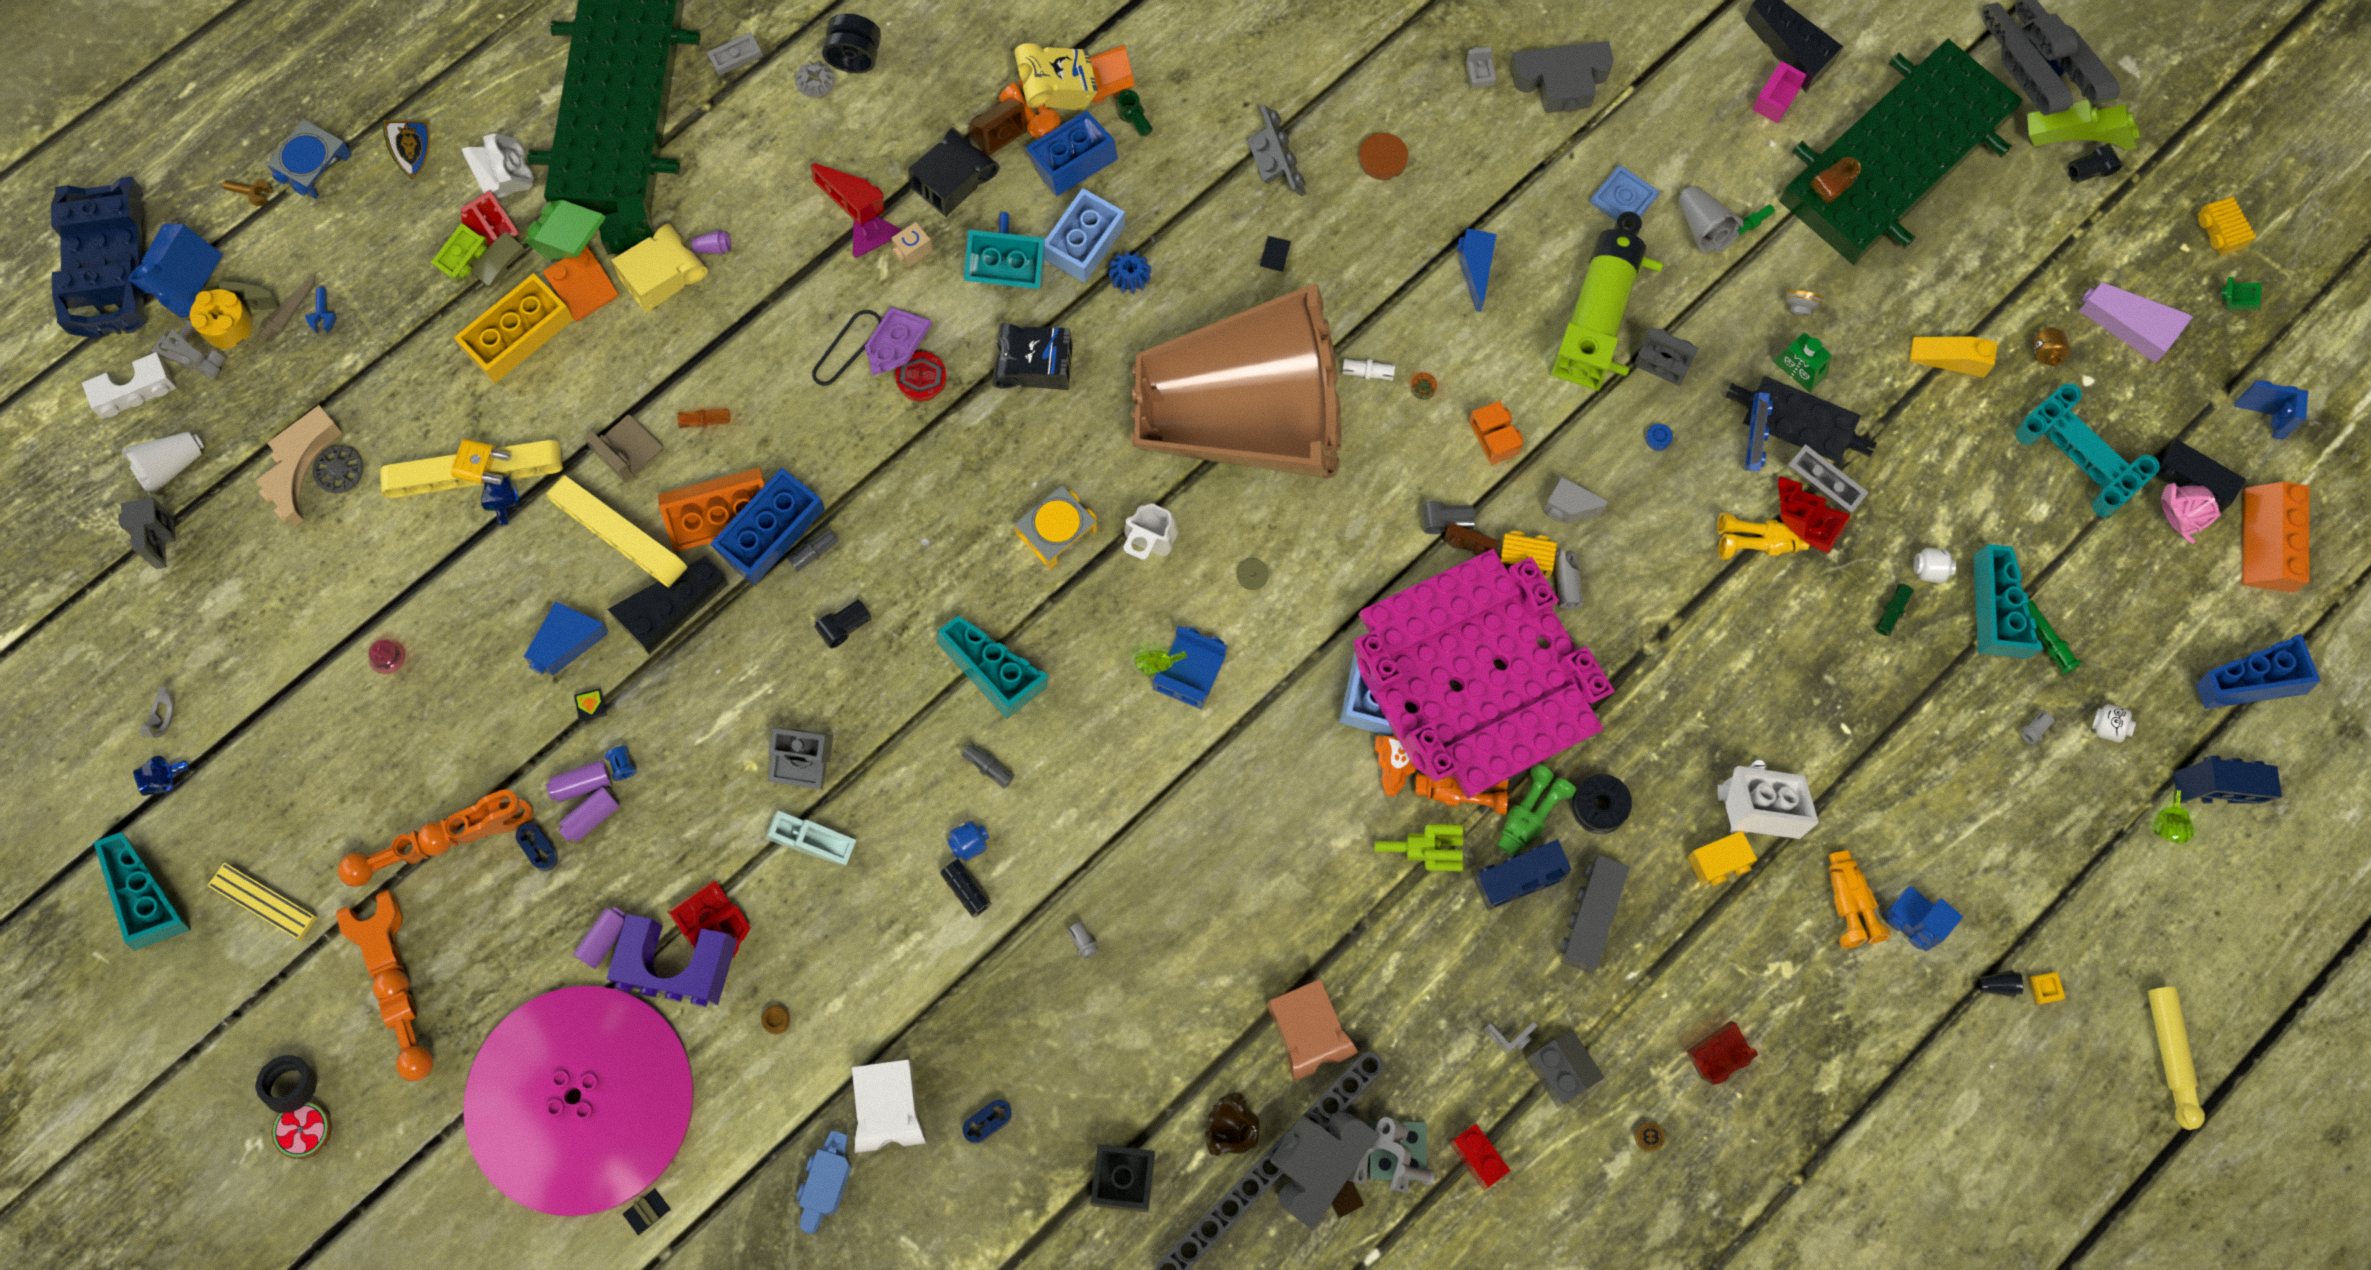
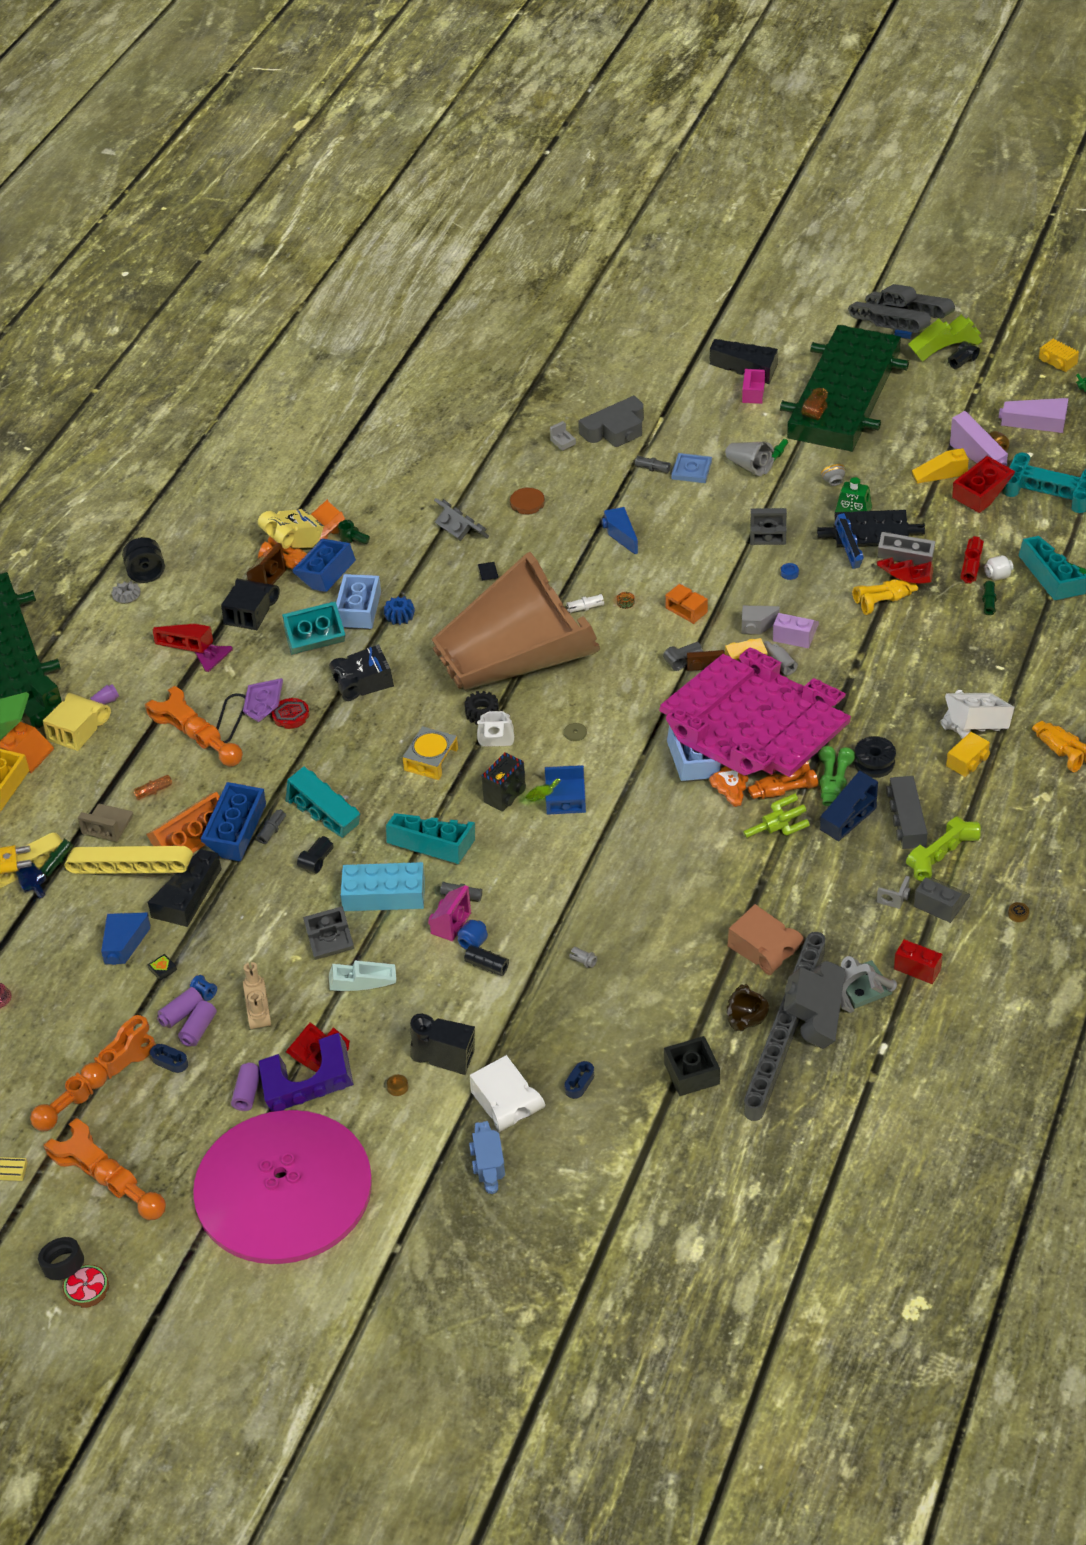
camera: 20 degrees left, 25 degrees down
(540, 479) = (56, 857): none -> dark green pin
(646, 1211) = (368, 1230): black piece -> none
(675, 799) = (256, 998): none -> tan piece
(734, 54) = (63, 597): light grey plate -> none
(793, 349) = (179, 714): none -> orange piece
(846, 999) = (442, 1043): none -> black piece
(886, 549) = (321, 802): none -> teal wedge
(897, 714) = (383, 886): none -> medium azure brick
(911, 245) = (244, 648): tan brick -> none
(955, 799) = (451, 914): none -> dark pink slope
(1117, 625) = (503, 781): none -> pearl dark grey brick
(1154, 468) = (480, 700): none -> black tyre
(1347, 1200) = (847, 1023): dark brown tile -> none
(1576, 168) = (652, 464): none -> dark grey pin
(1593, 329) = (716, 533): lime piece -> none
(1613, 541) = (794, 630): none -> lavender slope
(1641, 976) = (923, 858): none -> lime plate
(1721, 1054) = (1033, 849): clear red bracket -> none
(1899, 545) = (972, 559): none -> red piece
(1990, 414) = (981, 484): none -> red slope
(2023, 339) = (975, 440): none -> lavender slope

